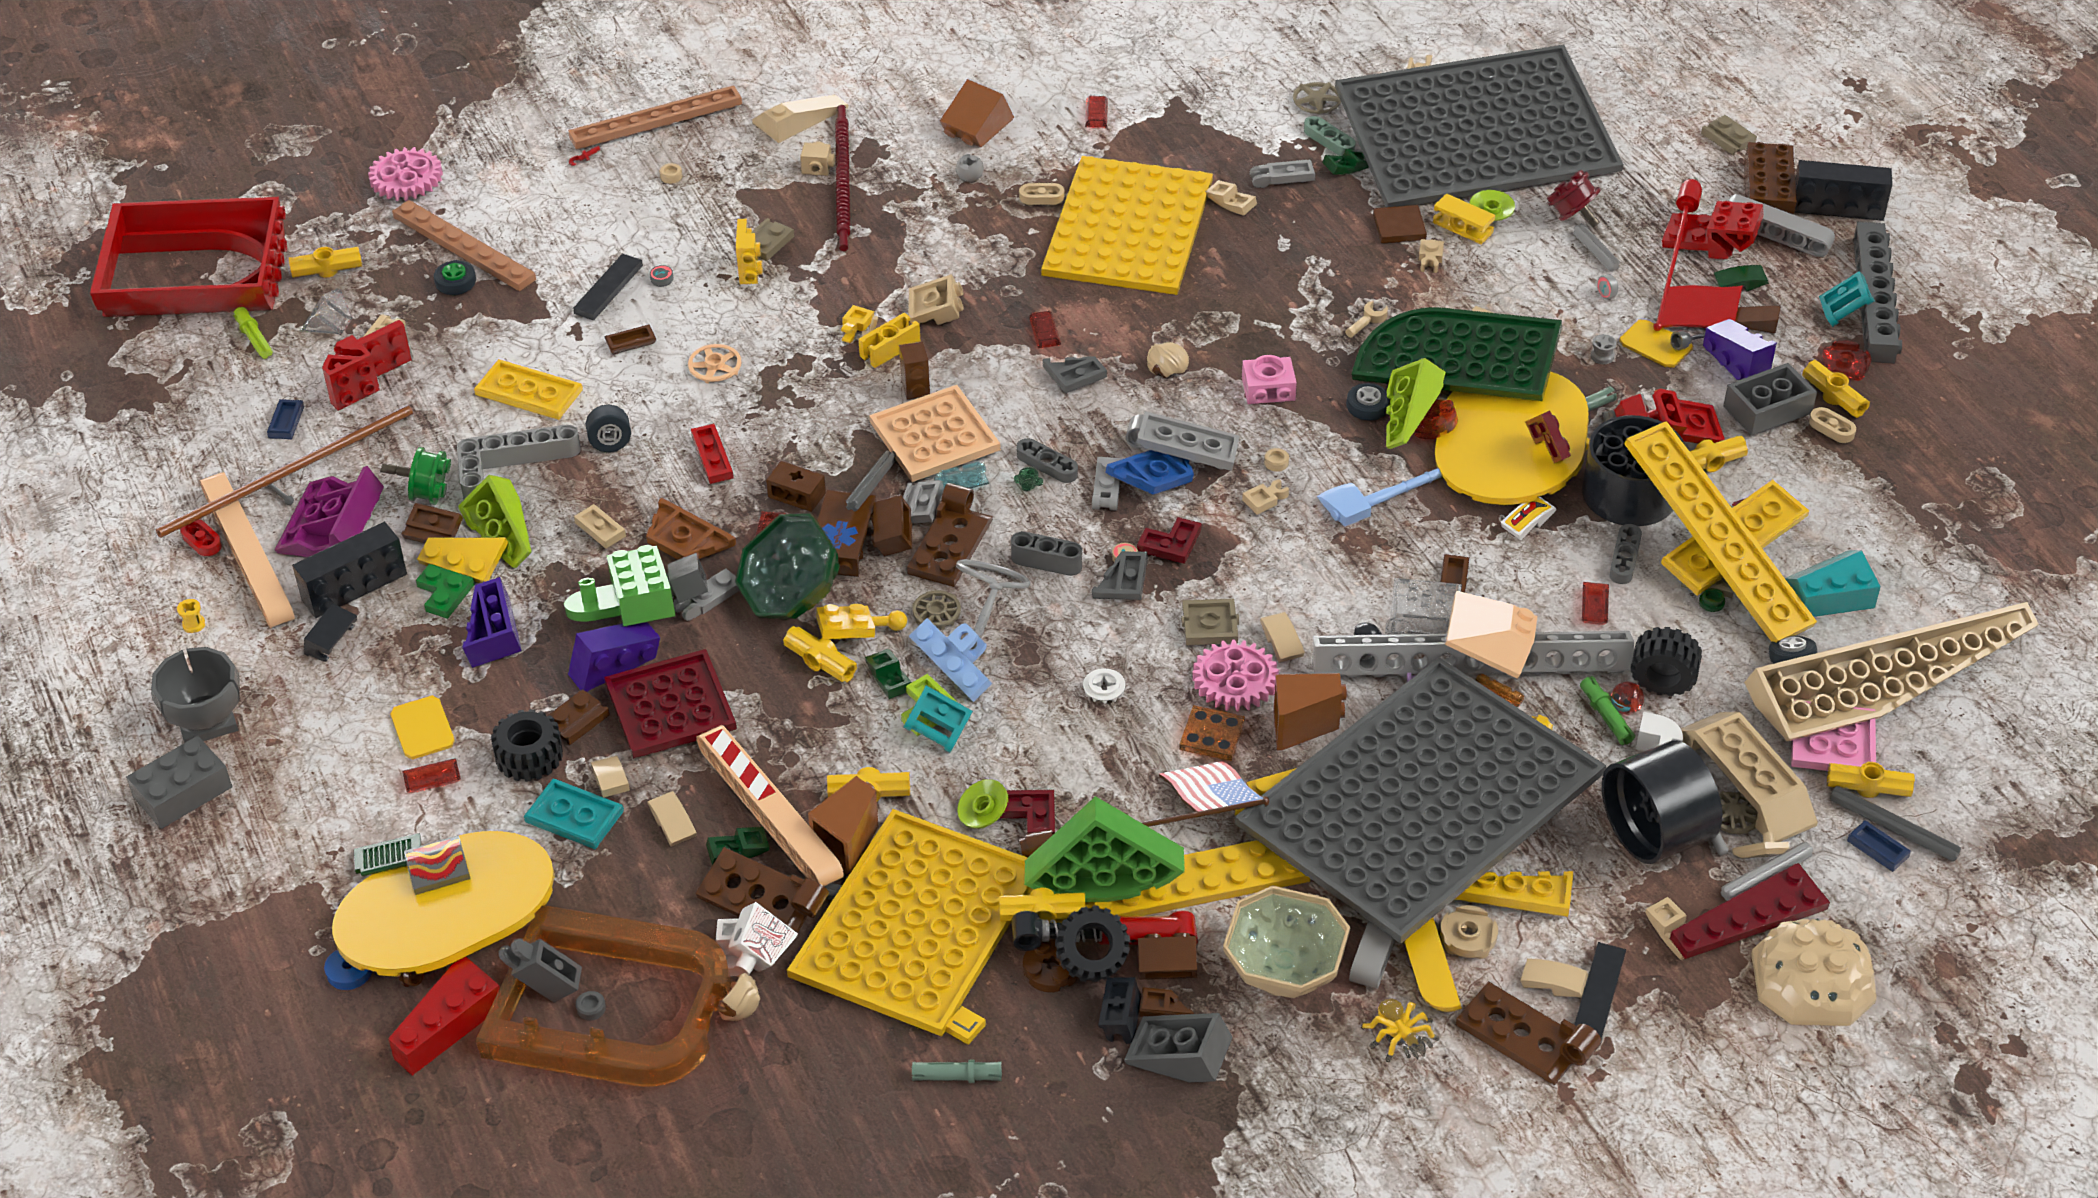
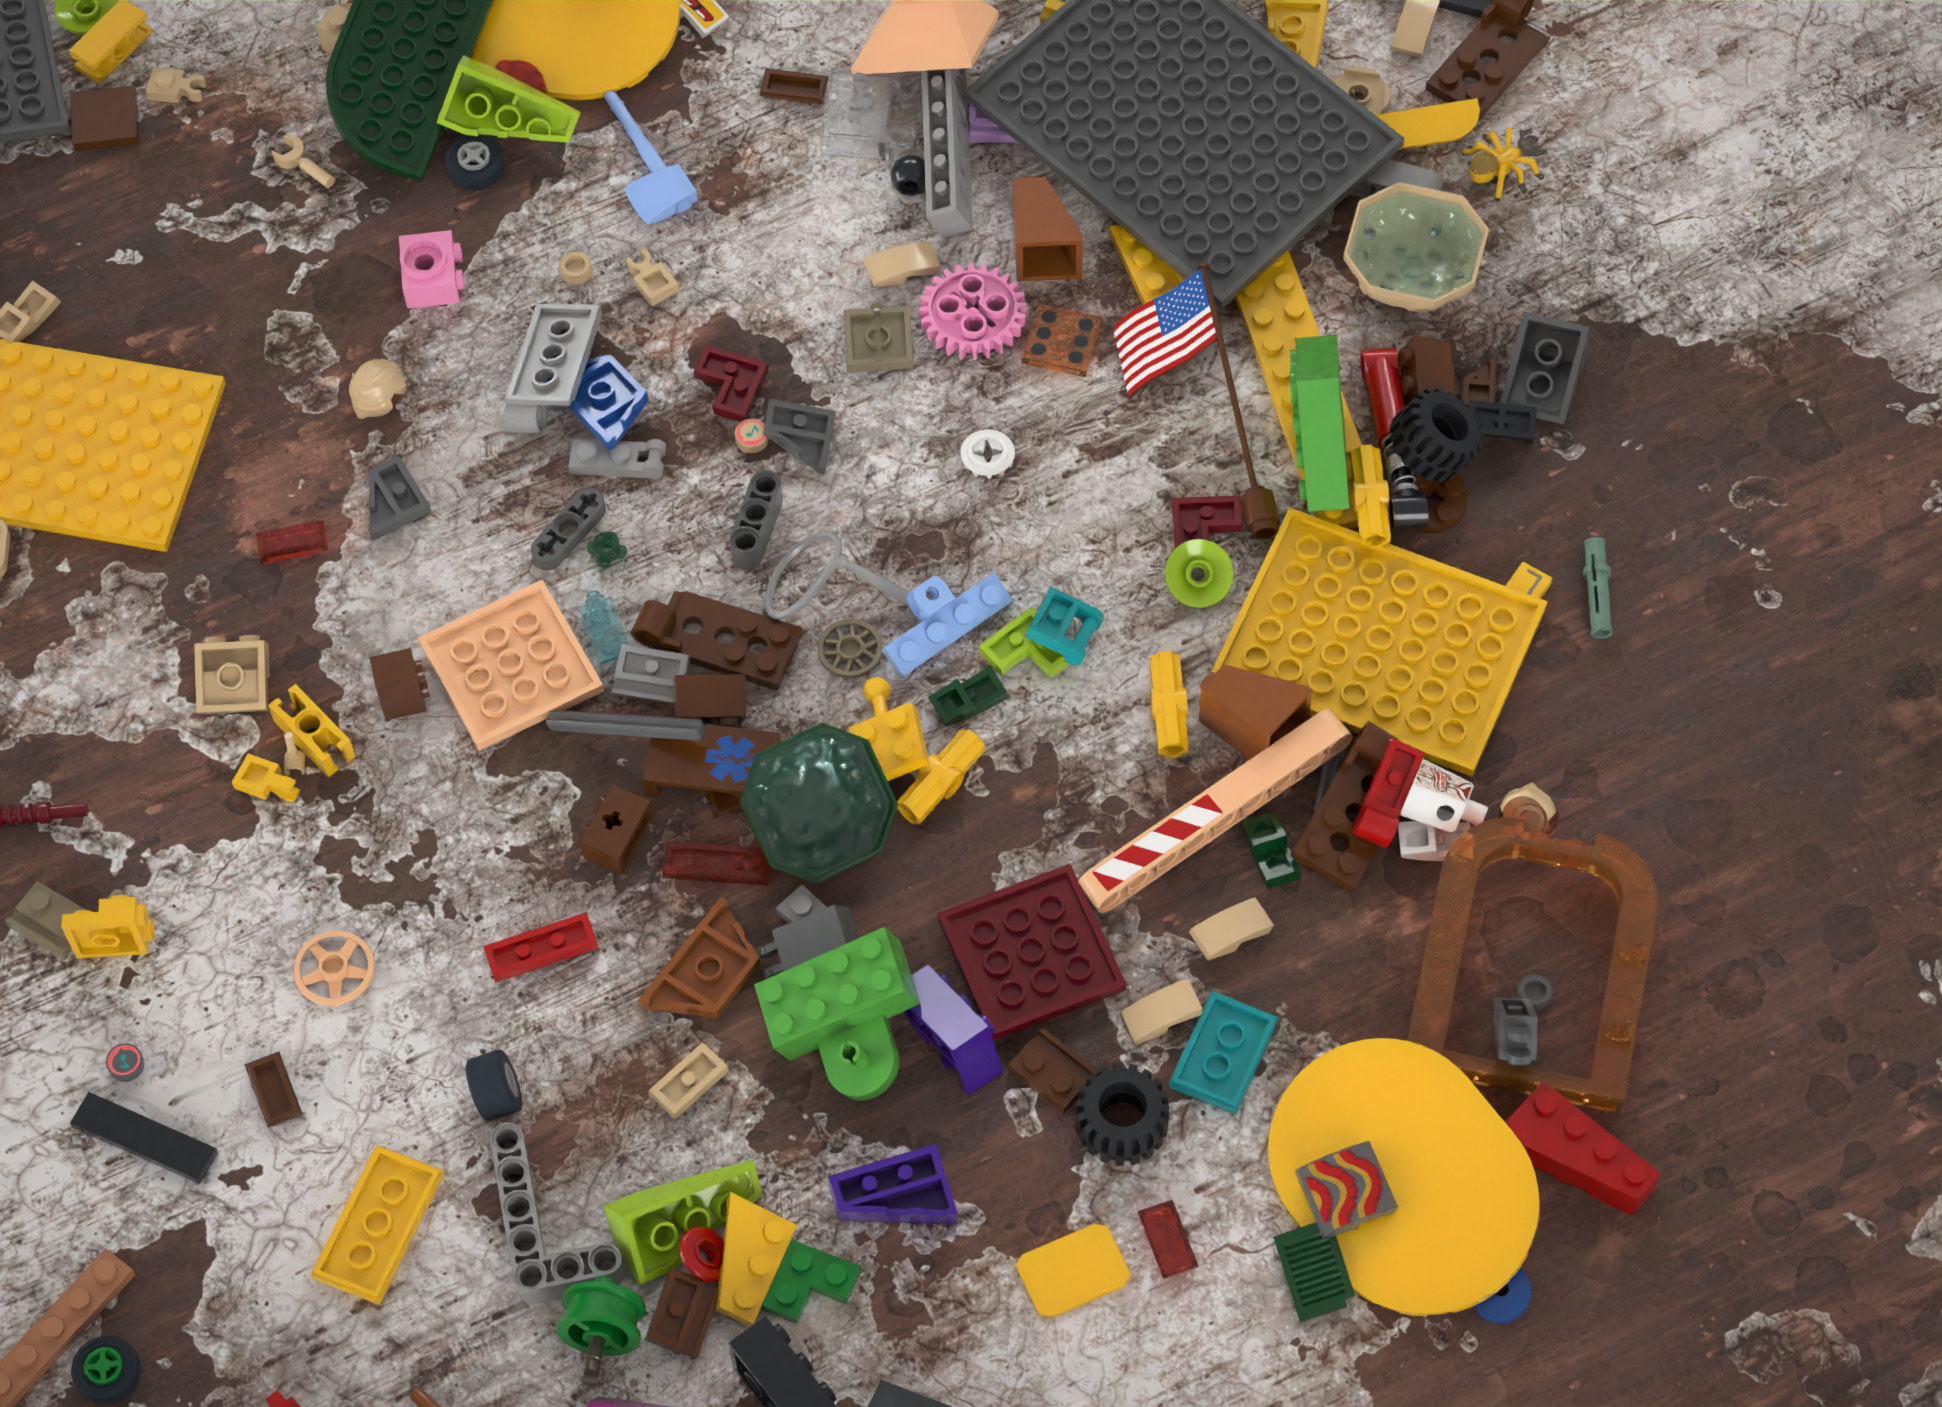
camera: 90 degrees left, 15 degrees up
(470, 520) = (710, 1244): none -> red piece
(780, 903) = (1387, 793): none -> red plate
(1505, 692) = (990, 50): clear orange axle -> none

